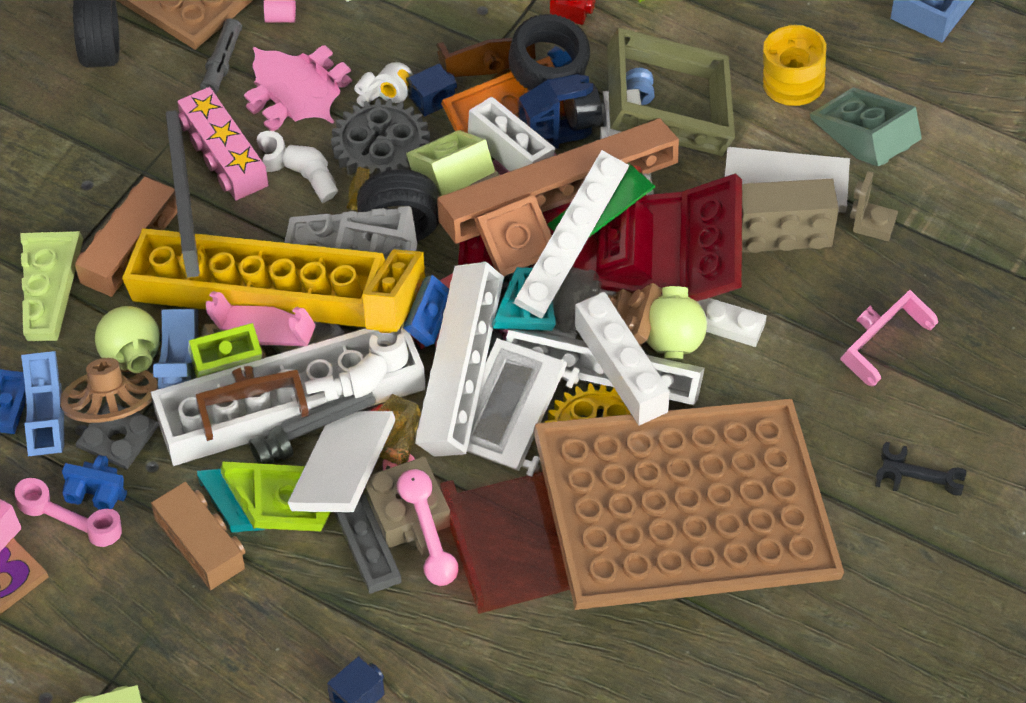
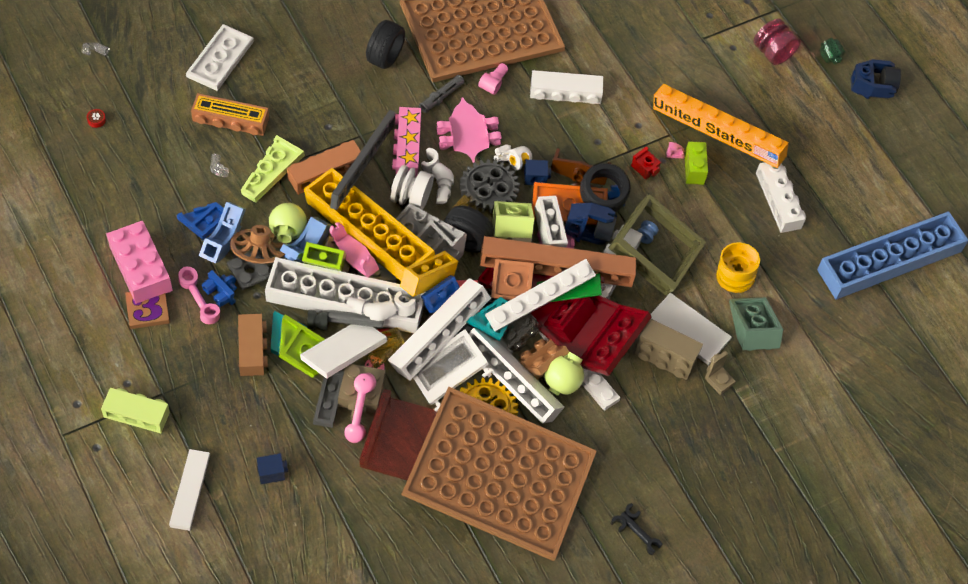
camera: 25 degrees right, 5 degrees up
(246, 387) = (320, 282): reddish brown piece -> none
(275, 196) = (410, 187): none -> white wheel
(621, 358) = (516, 377): white brick -> none
(873, 323) = (672, 435): bright pink piece -> none

